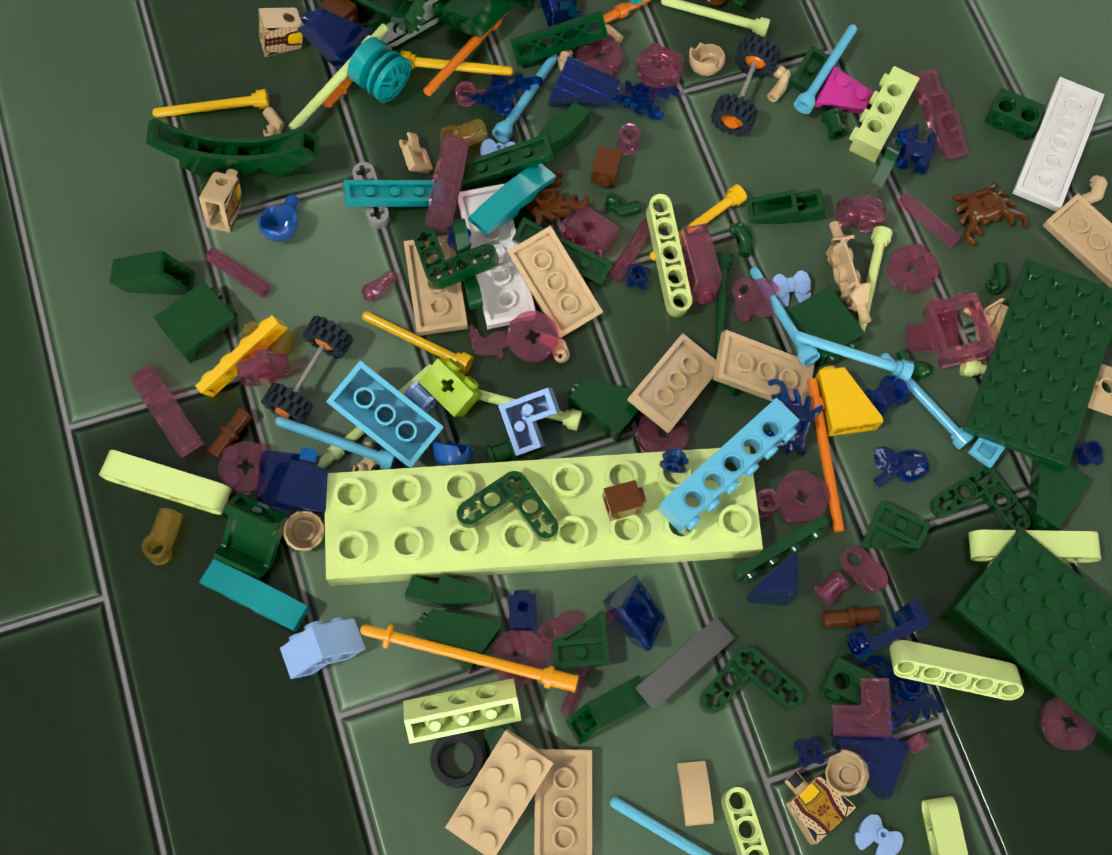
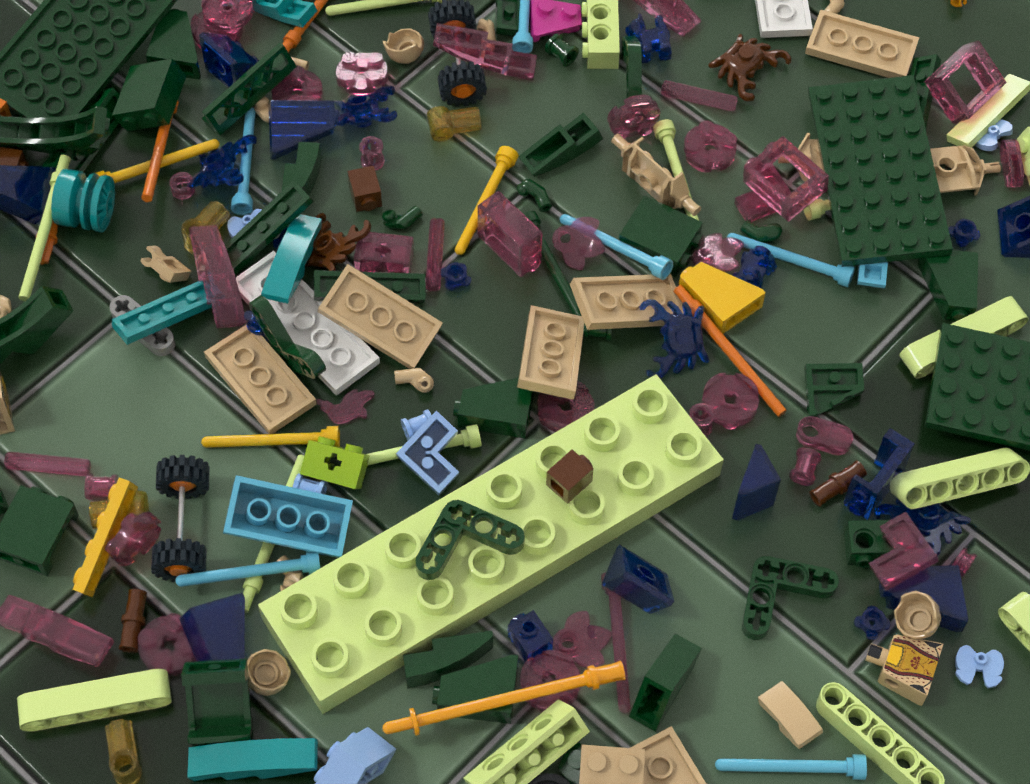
camera: 25 degrees left, 10 degrees down
(264, 310) = (99, 485): none -> clear pink bush
(281, 221) = (64, 393): blue hair -> none
(301, 484) = (243, 624): clear blue torso -> none
(378, 286) = (202, 408): clear pink arm -> none
(442, 266) = (263, 352): dark green beam -> none
(452, 453) = (372, 524): blue hair -> none
(501, 451) = (419, 499): dark green bush -> none
(520, 328) = (386, 394): clear pink plate -> none
(533, 386) = (412, 425): none -> light blue bush
(583, 645) = (607, 634): dark green wing -> none
(671, 244) = (475, 229): yellowish green beam -> none
(674, 461) = (596, 417): clear blue plate -> none
(684, 663) = (711, 601): dark grey slope -> none
(703, 141) = (446, 123): none -> clear yellow piece
(763, 91) = (489, 54): none -> clear pink slope
(772, 554) = (734, 463): dark green plate -> none
(775, 417) = (667, 332): medium azure brick -> none
(799, 284) = (614, 210): light blue piece -> none
(863, 373) = (718, 252): none -> clear pink plate
(901, 369) = (751, 239): medium azure piece -> none
(906, 464) = (808, 322): clear blue piece -> none
(987, 491) = (893, 311): dark green beam -> none
(1000, 280) = (796, 119): dark green arm -> none

